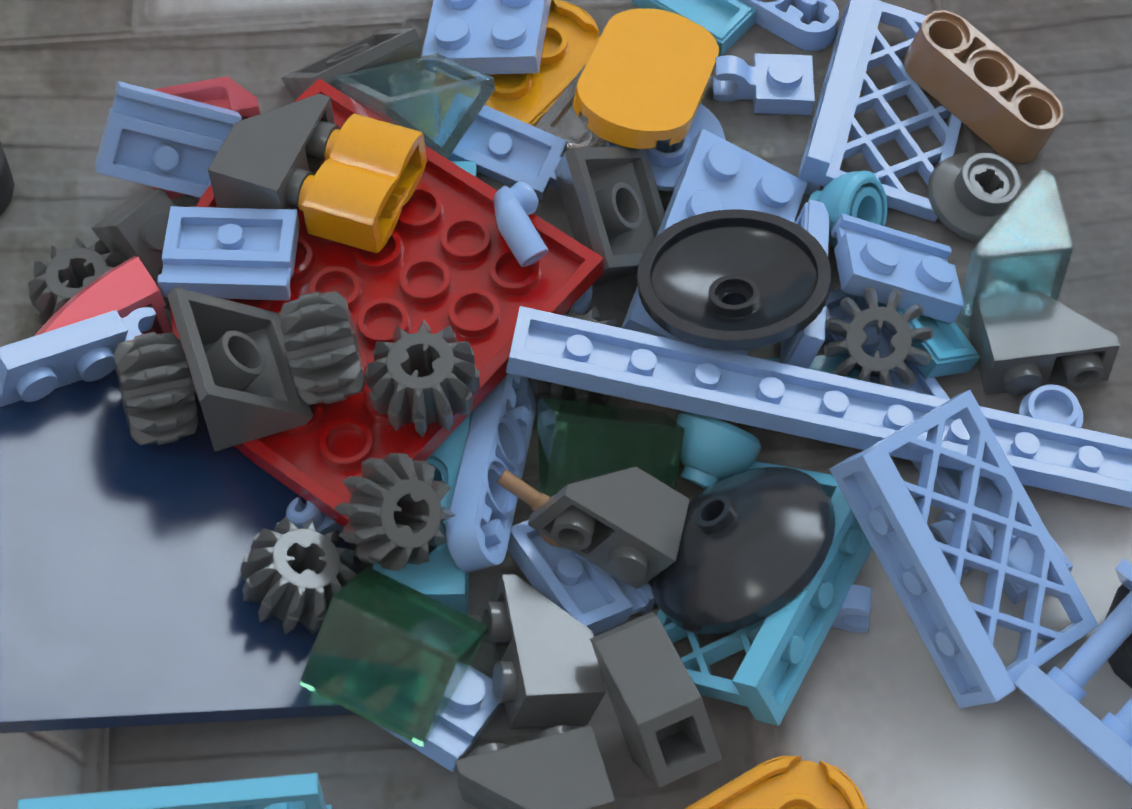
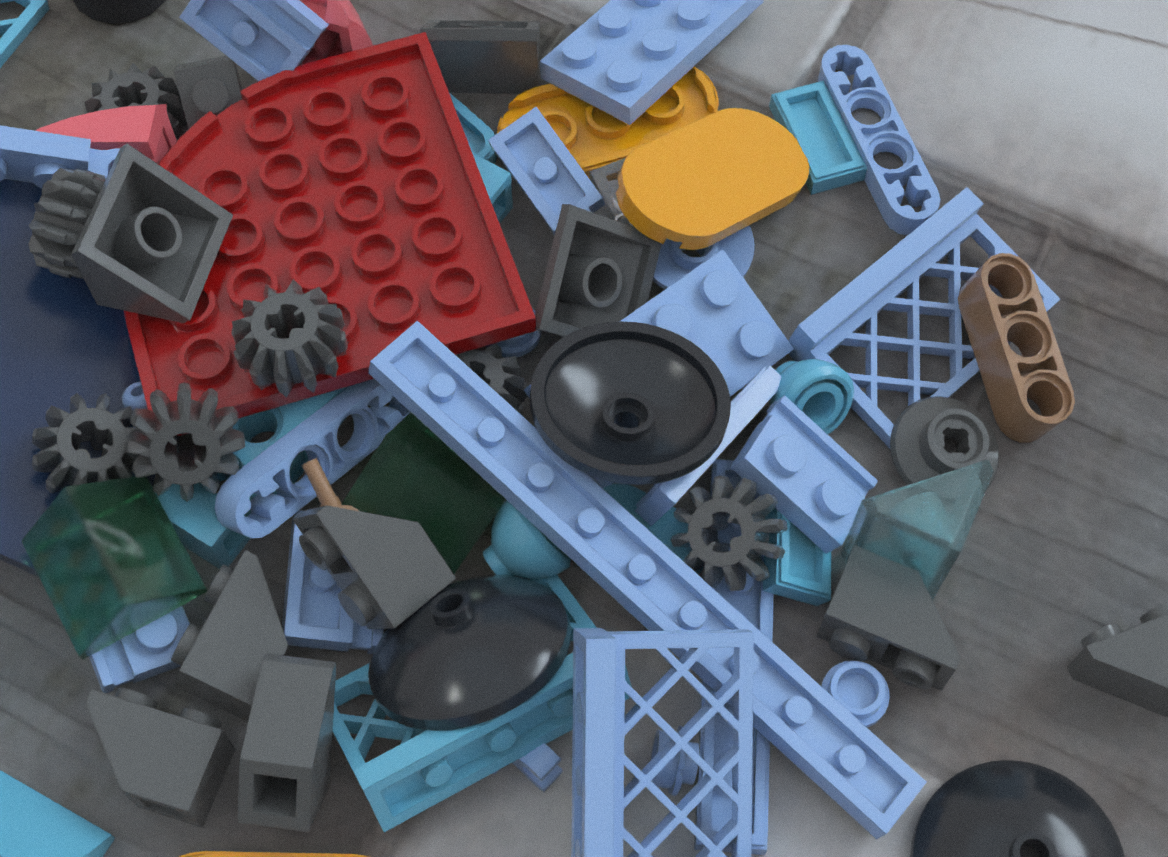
camera: 30 degrees right, 5 degrees up
(230, 252) = (228, 141): light blue plate -> none
(272, 155) = (323, 80): dark grey slope -> none
(322, 348) = (221, 263): dark grey gear -> none
(363, 182) = (378, 140): light orange brick -> none
(422, 95) = (494, 92): clear light blue slope -> none
(512, 219) = (473, 244): light blue arm -> none
(774, 83) = (834, 245): light blue plate -> none

